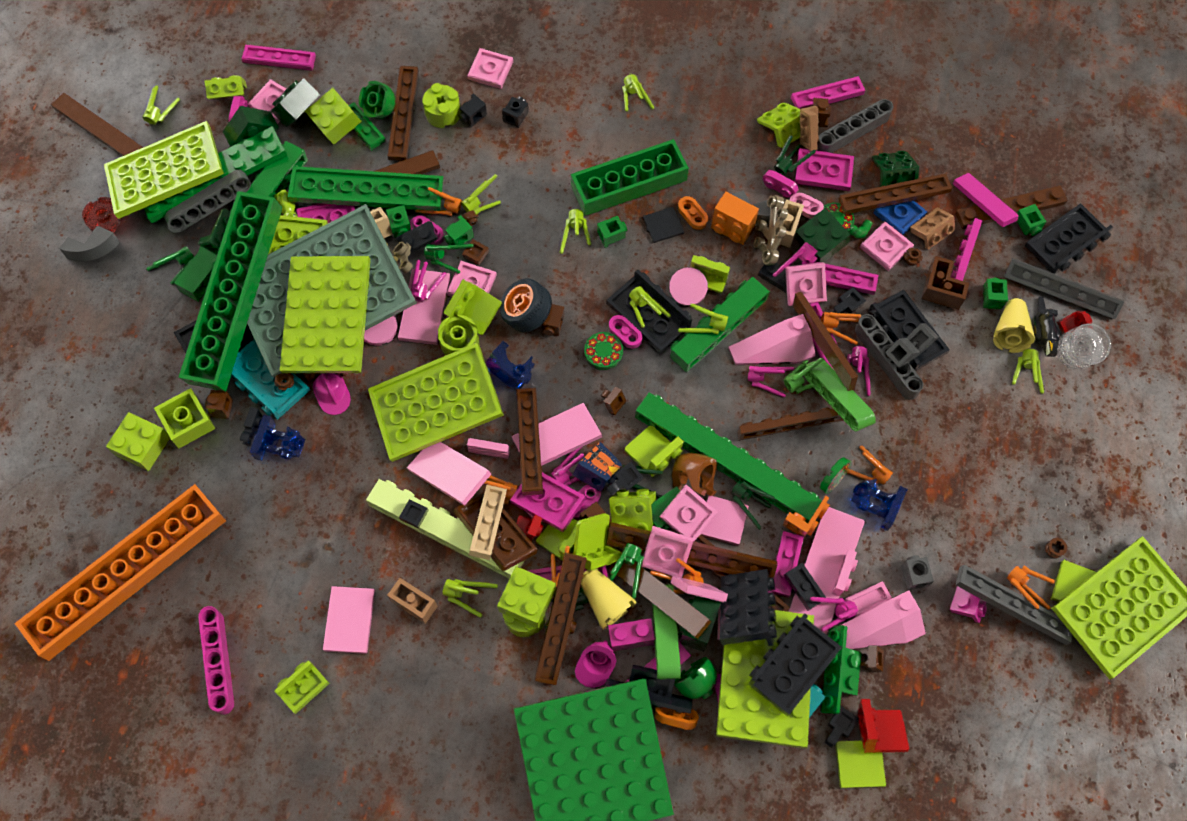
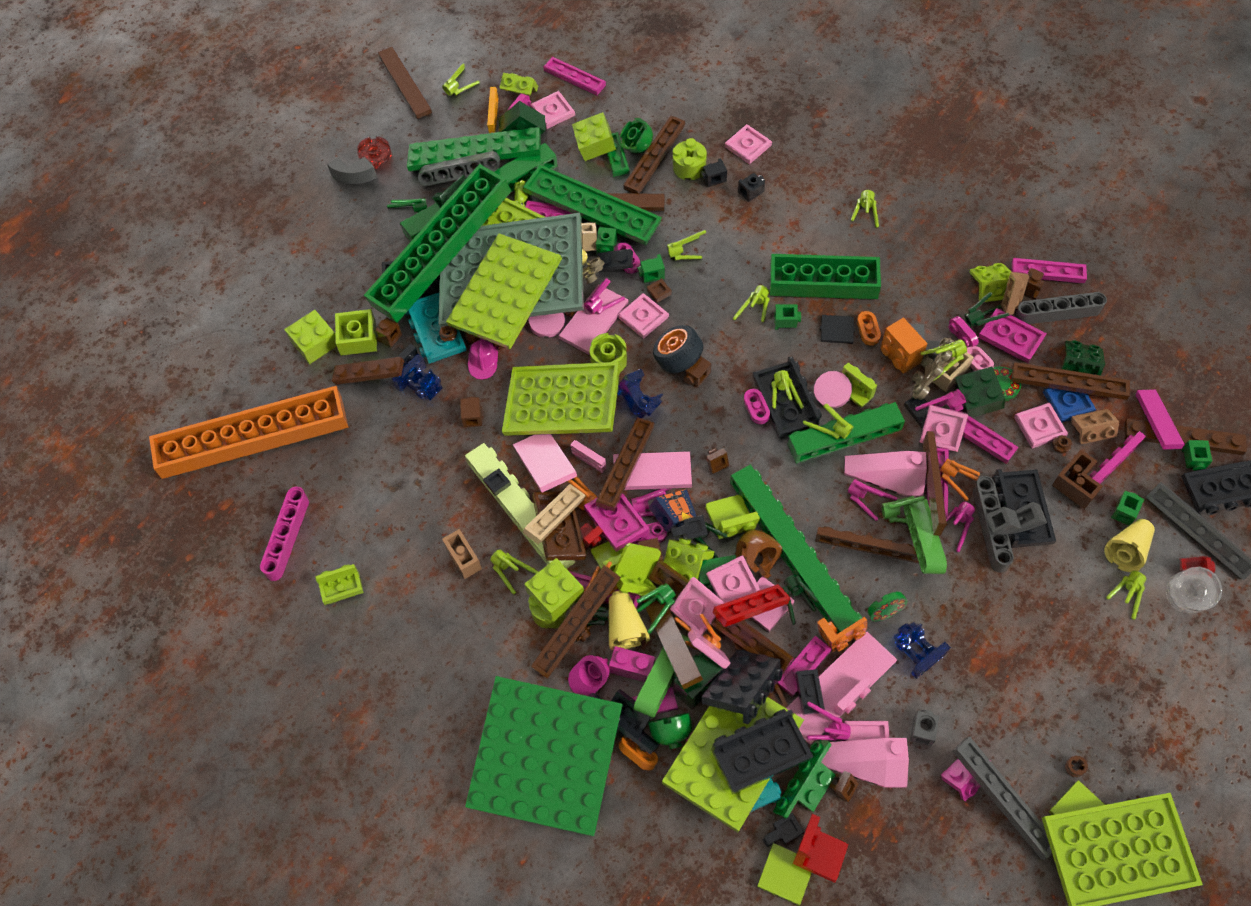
camera: 30 degrees right, 5 degrees down
(162, 169) = (436, 131): lime plate -> none
(208, 117) = (493, 110): none -> light orange tile
(218, 453) = (368, 370): none -> reddish brown plate
(294, 101) = (564, 115): brick -> none
(348, 452) = (471, 412): none -> reddish brown brick
(349, 620) = (404, 548): bright pink tile -> none
(436, 252) = (625, 278): green plant -> none
(451, 204) = (658, 243): orange plant -> none
(471, 217) = (668, 260): reddish brown plate -> none
(473, 303) = (634, 331): lime bracket -> none
(603, 350) = (729, 415): tile -> none
(716, 529) = (751, 605): none -> red plate
(787, 202) = (957, 348): none -> lime plant
(849, 301) = (979, 460): black plate -> none
(862, 231) = (1022, 403): green arm -> none
(880, 473) = (933, 624): orange plant -> none
(1019, 578) = (1024, 777): orange plant -> none
(1045, 329) = (1165, 560): black animal -> none

